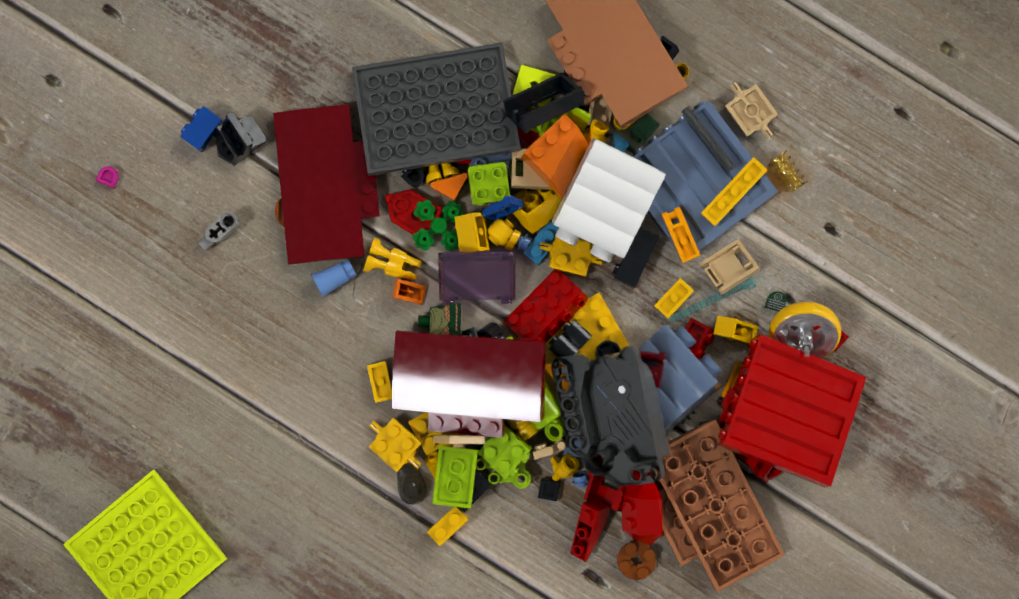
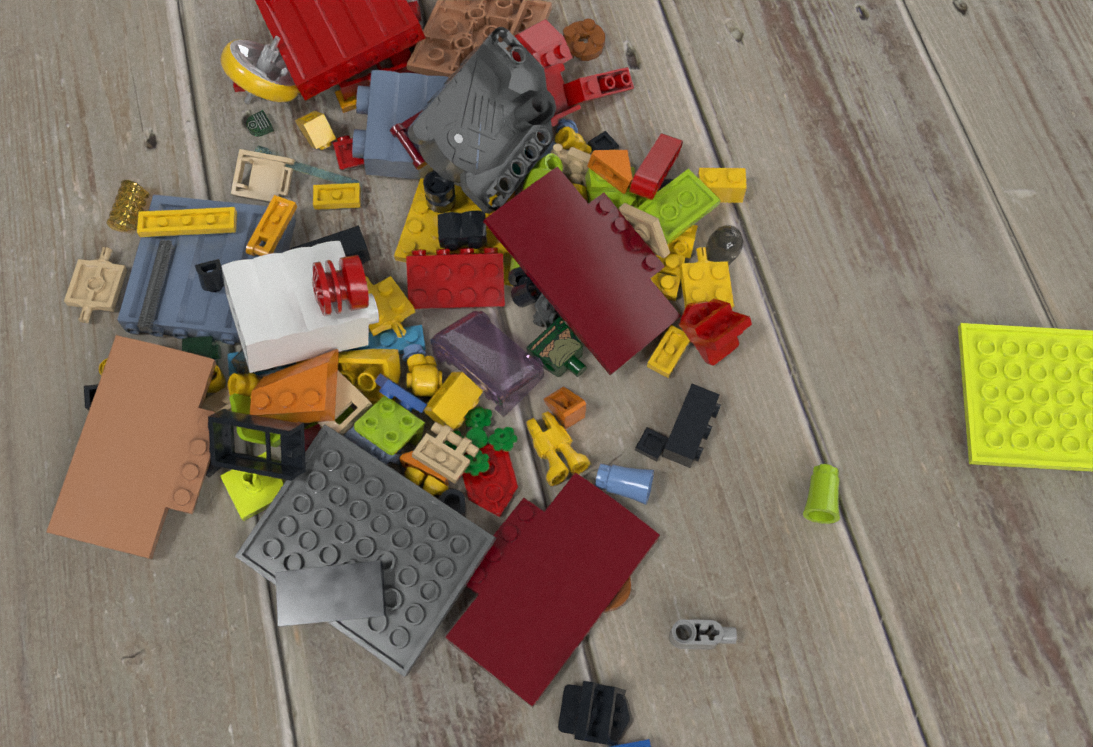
camera: 135 degrees left, 20 degrees down
(219, 371) = (823, 495): none -> lime plant
(326, 345) = (692, 426): none -> black brick
(340, 315) = (651, 444): none -> black tile
(366, 415) = (713, 328): none -> red piece
(427, 68) = (330, 593): none -> tile
(439, 192) = (442, 458): none -> tan plate
(493, 494) = (656, 166): none -> red beam
(509, 459) = (612, 167): none -> orange slope
(579, 221) = (340, 285): none -> red wheel
(680, 172) = (213, 280): none -> black plate

